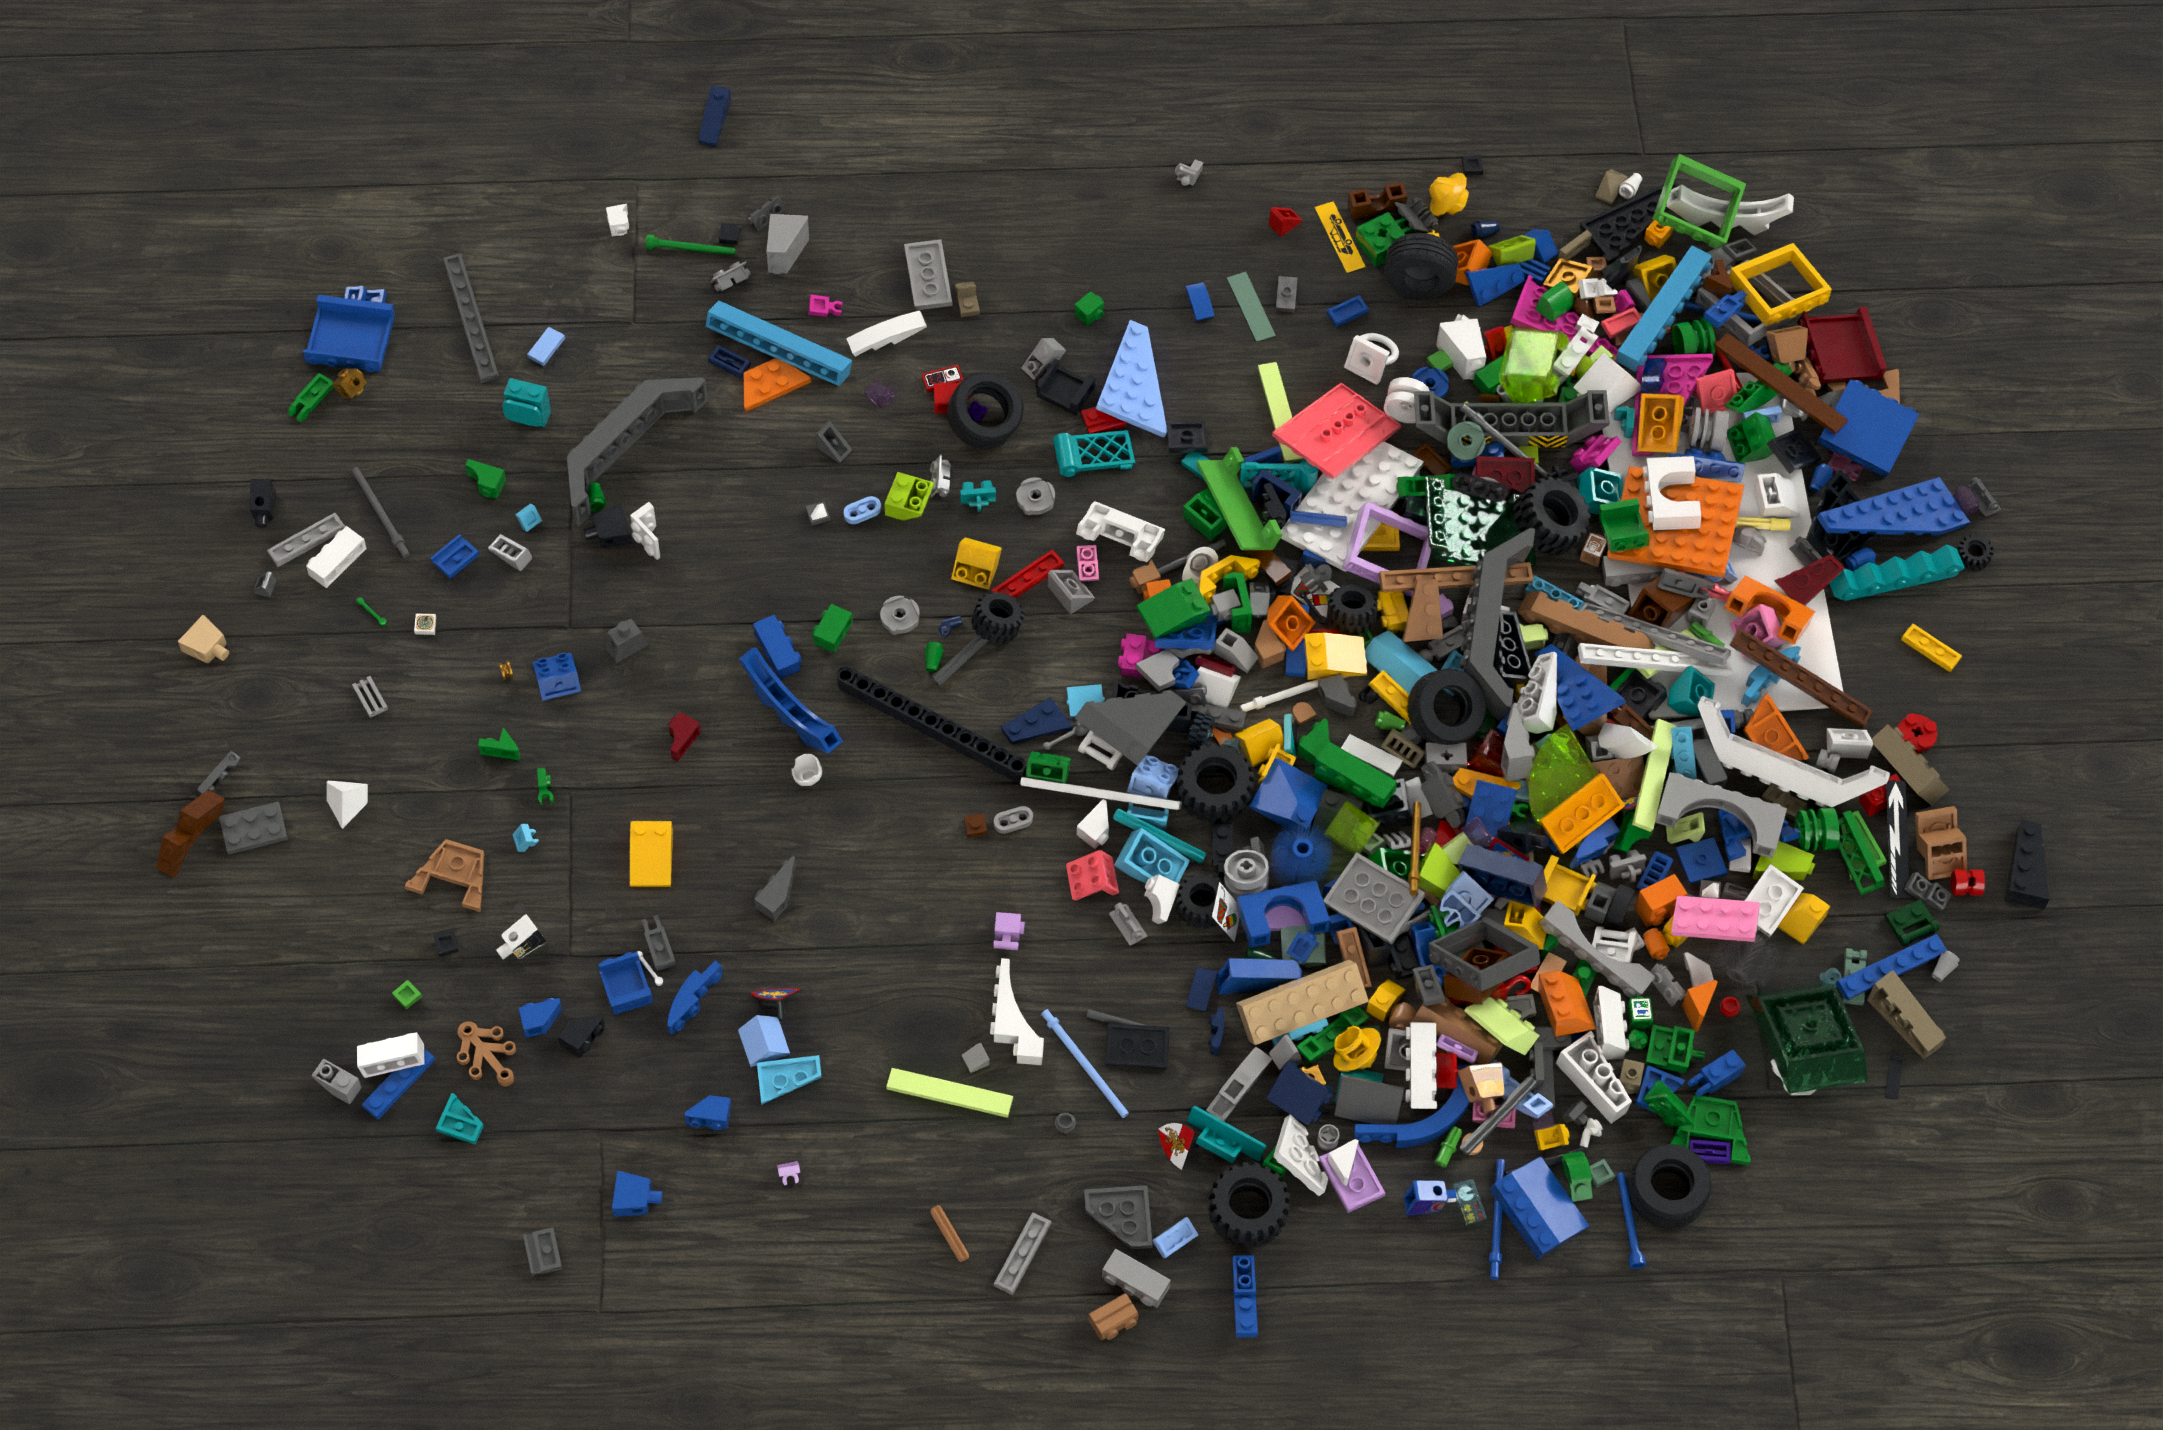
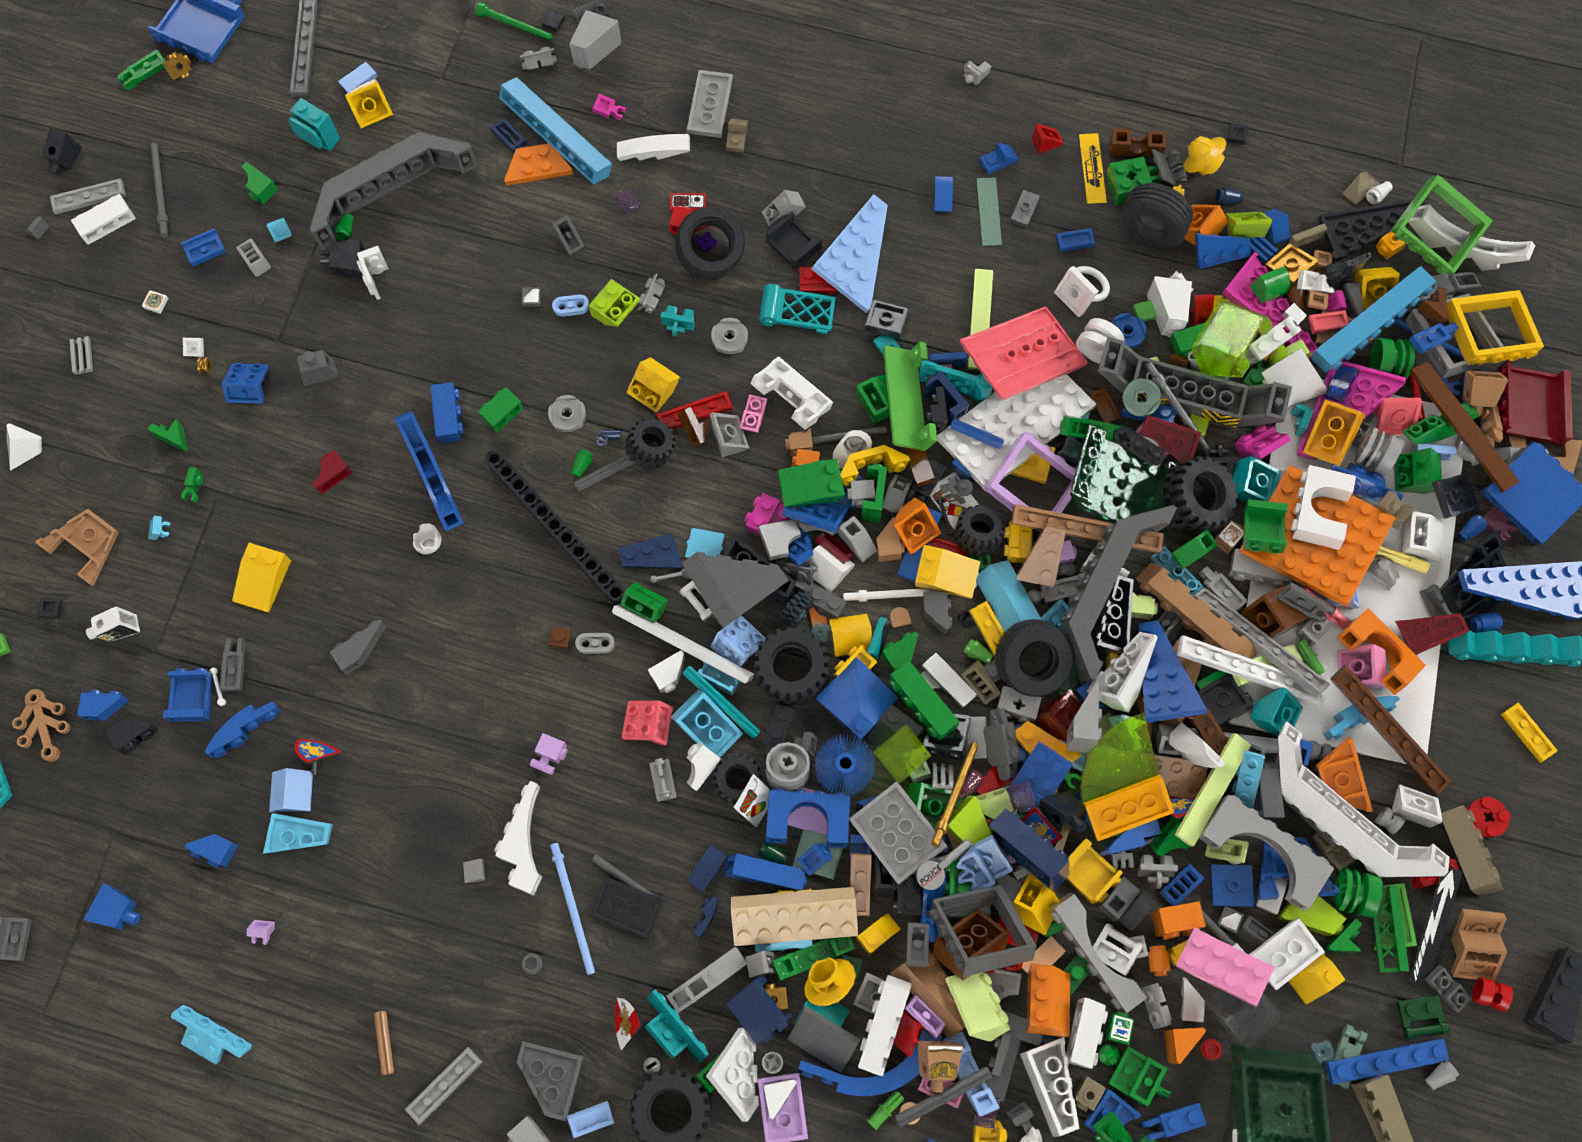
camera: 20 degrees right, 10 degrees up
(382, 621) = (120, 289): green hinge -> none
(486, 656) = (193, 347): none -> white tile
(571, 366) = (368, 103): none -> yellow slope
(774, 1280) = (208, 1037): none -> medium azure bracket
(949, 1092) = (438, 898): yellowish green tile -> none
(1036, 594) = (695, 431): none -> reddish brown slope
(1089, 308) = (841, 173): green brick -> none
(1210, 1173) = (648, 1061): none -> light grey hinge
(1242, 252) = (999, 158): none -> blue slope
(1401, 1016) = (886, 960): medium nougat head -> none
(1418, 922) = (931, 873): none -> light grey piece
(1564, 568) = (1194, 549): none -> green slope
(1738, 475) = (1393, 506): none -> dark tan slope
(1755, 782) = (1325, 835): none -> dark grey bar
(1820, 879) = (1341, 942): none -> green slope

